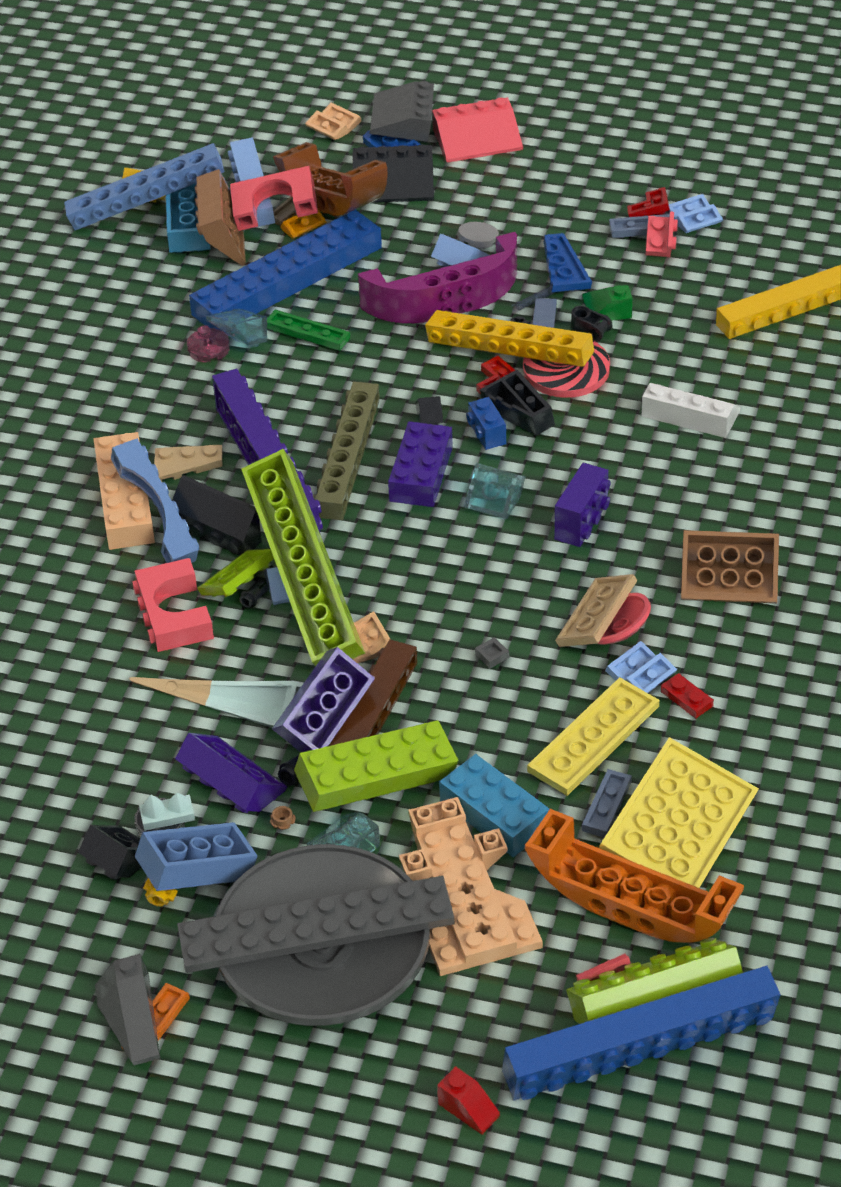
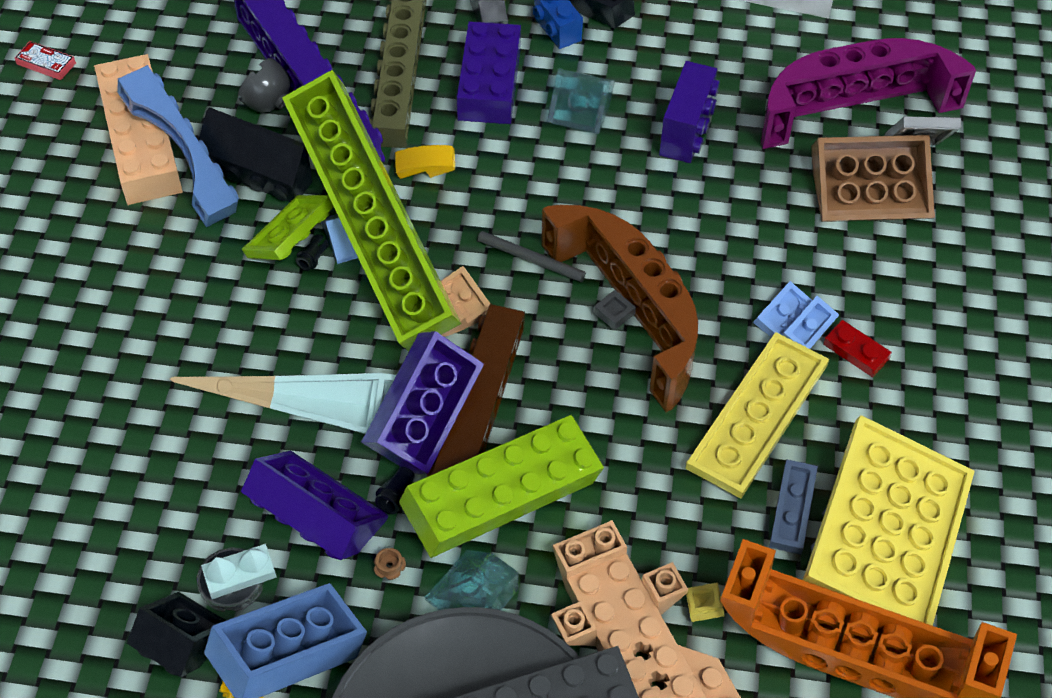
camera: 10 degrees left, 10 degrees up
(53, 433) = (45, 60): none -> tile
(168, 628) = (211, 307): coral arch -> none
(181, 460) = (205, 84): tan wing -> none
(228, 465) = (265, 89): none -> dark grey cylinder
(361, 529) = (428, 158): none -> yellow slope
(432, 609) = (531, 256): none -> dark grey bar
(494, 802) = (657, 521): dark azure brick -> none
(514, 627) = (639, 276): none -> dark orange slope
(520, 864) = (704, 602): none -> light yellow tile
(596, 610) = (730, 246): tan tile -> none
(628, 619) = (759, 255): coral dish -> none
(734, 485) = (863, 75): none -> magenta slope
(786, 528) = (937, 127): none -> light grey tile

